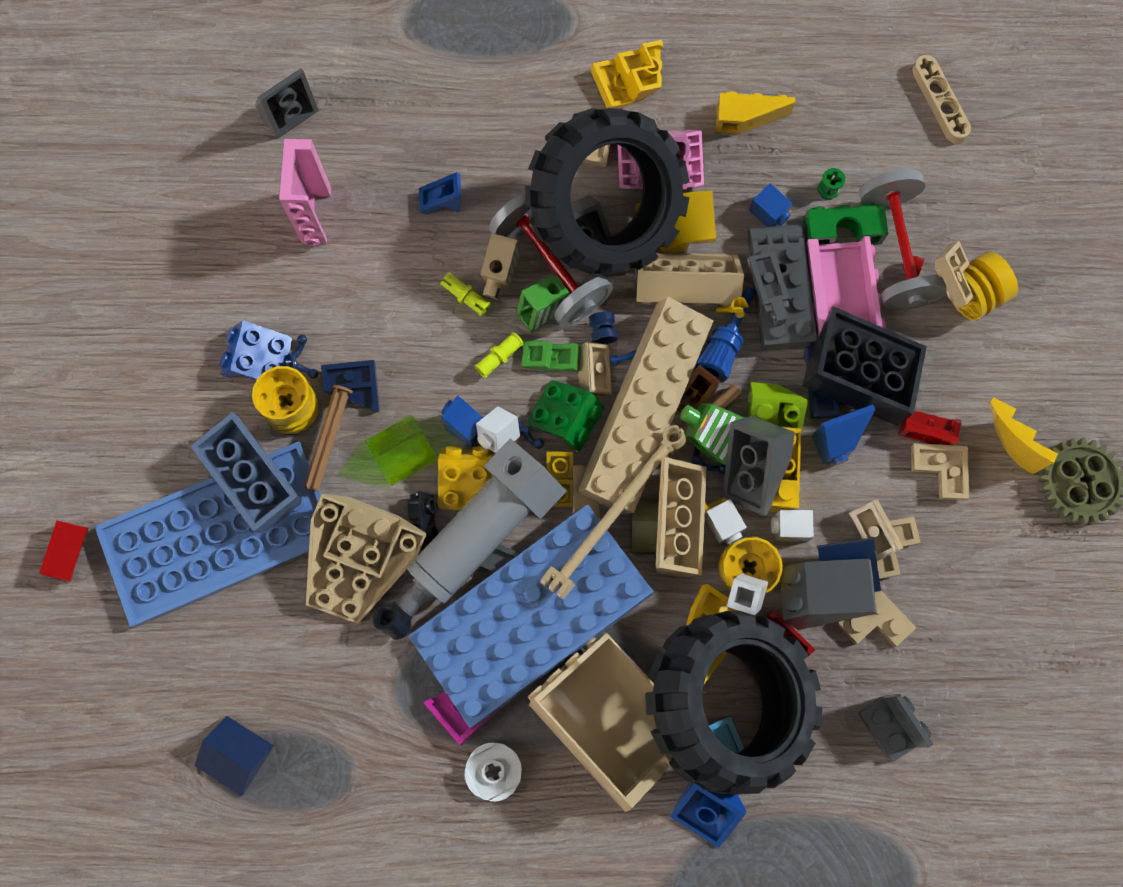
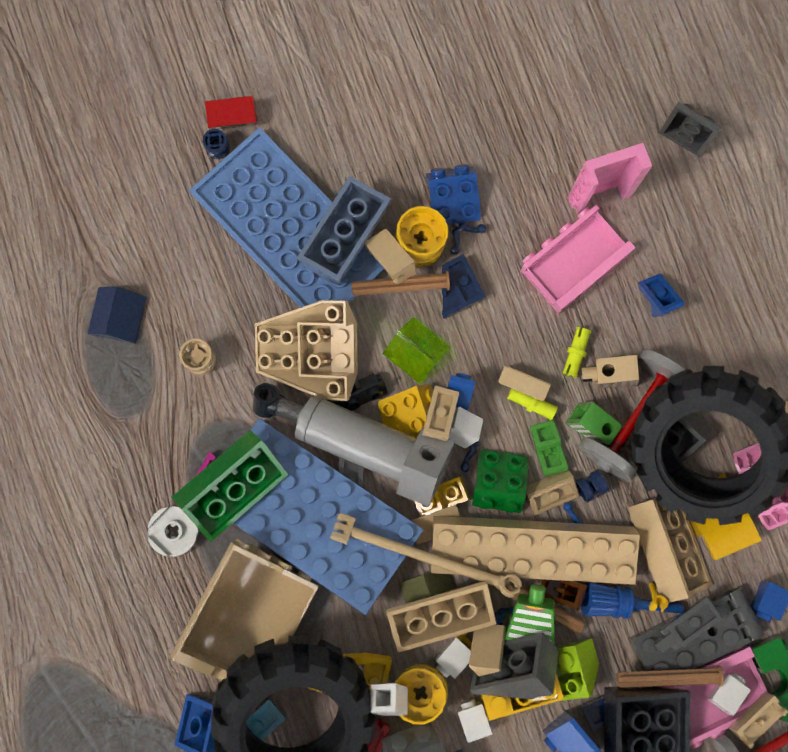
camera: 70 degrees right, 5 degrees up
(98, 579) = (216, 149): none -> dark blue wheel
(293, 434) = (391, 256): none -> tan hinge
(316, 678) = (197, 356): none -> tan wheel
(371, 261) = (575, 259): none -> bright pink panel
(468, 687) = (230, 485): none -> green slope
(476, 354) = (524, 383): none -> tan slope
(476, 441) = (440, 413): none -> tan plate
(729, 484) = (487, 650): none -> tan slope
(813, 320) = (670, 677): none -> medium nougat axle
(845, 275) = (730, 695): none -> white brick
(877, 257) = (757, 719): none -> tan hinge

